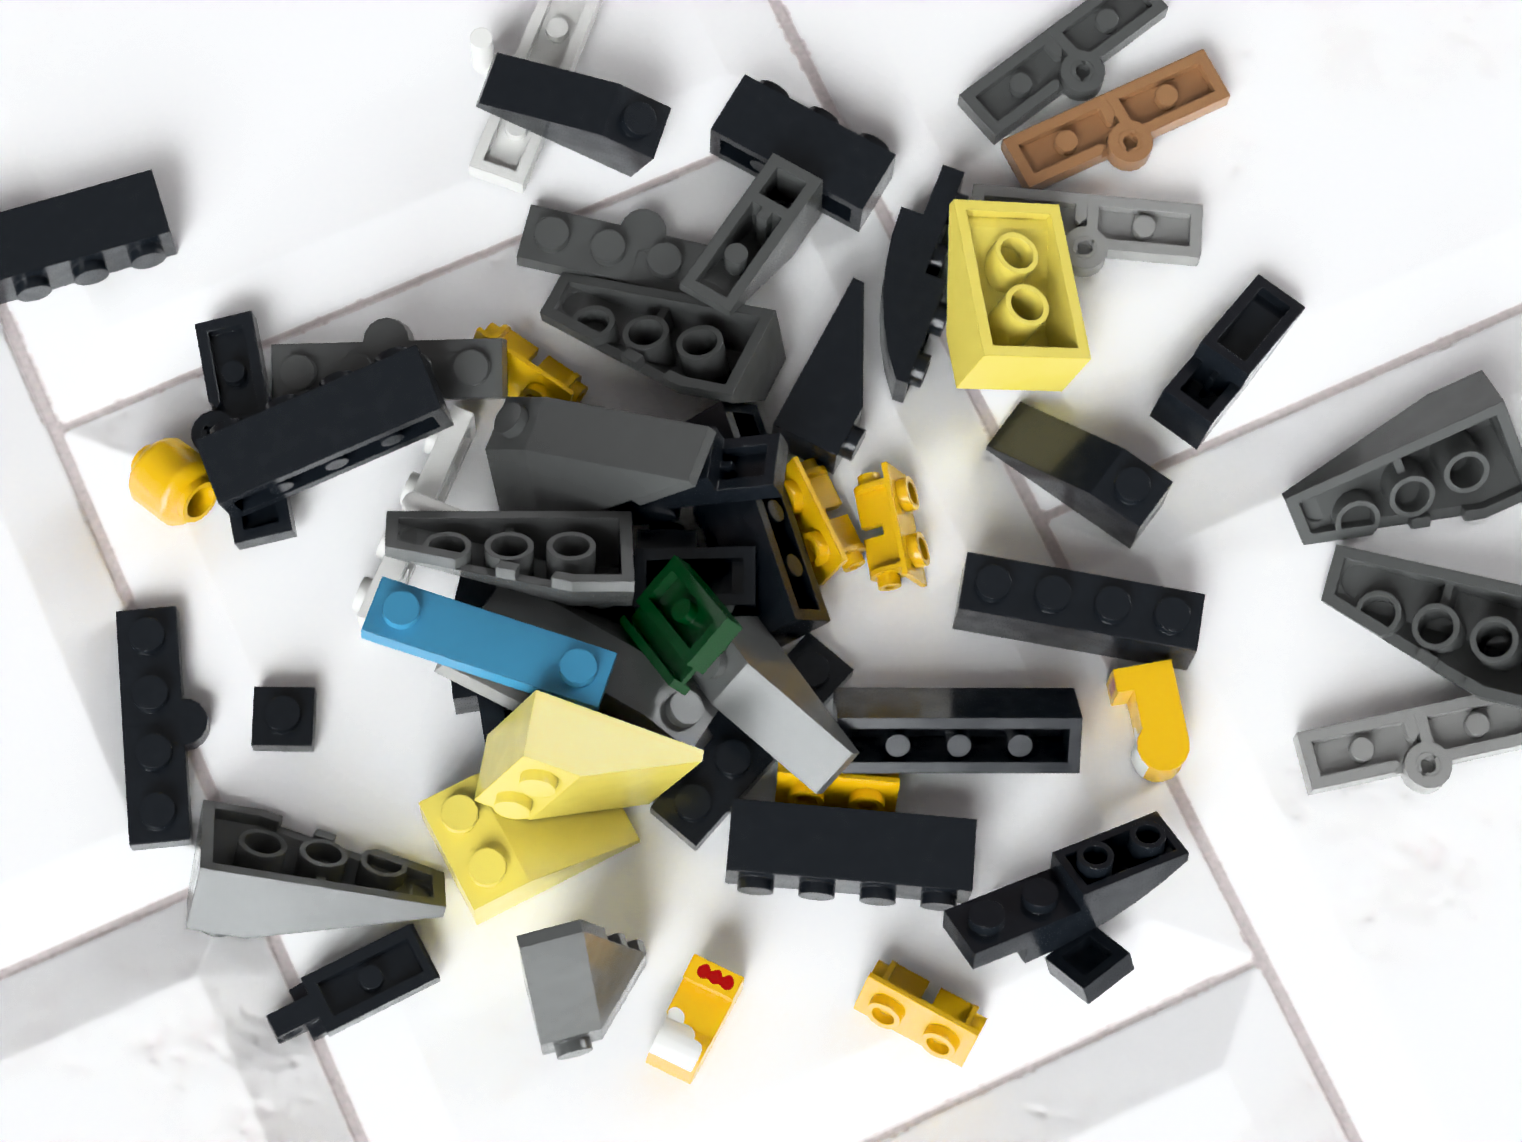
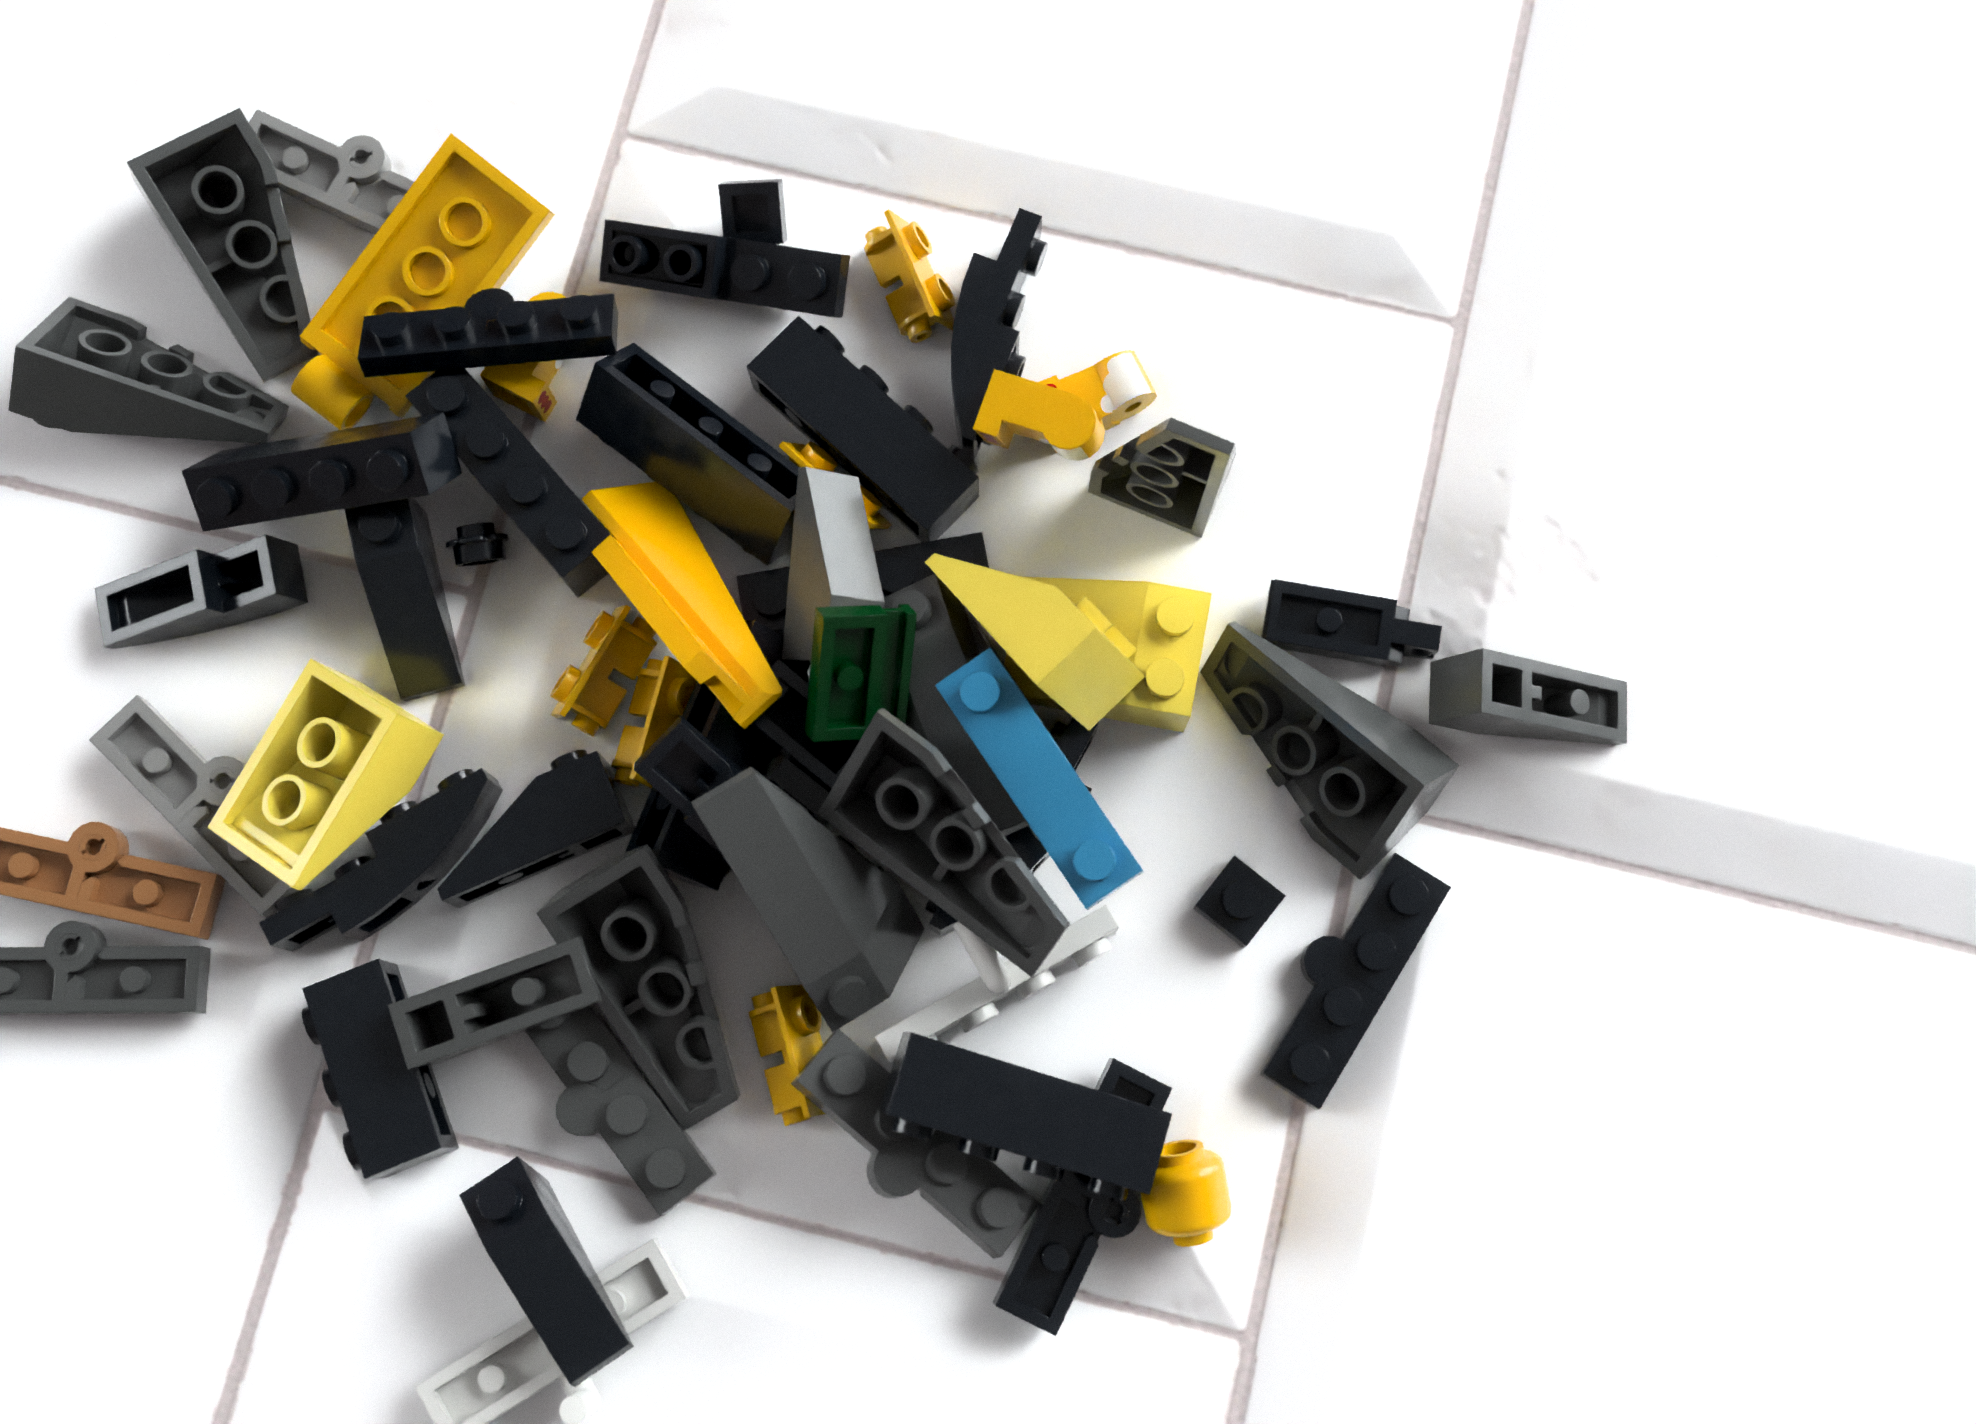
camera: 135 degrees left, 5 degrees up
(166, 1034) = (1526, 699): none -> dark grey slope
(713, 945) = (1039, 414): none -> yellow leg
(813, 986) = (987, 319): none -> black slope
(872, 601) = (682, 595): none -> yellow wedge
(1062, 543) = (478, 545): none -> black plate
(1184, 686) = (489, 333): none -> black hinge
(1207, 492) = (323, 472): none -> black brick
(1281, 694) = (443, 242): none -> yellow hinge

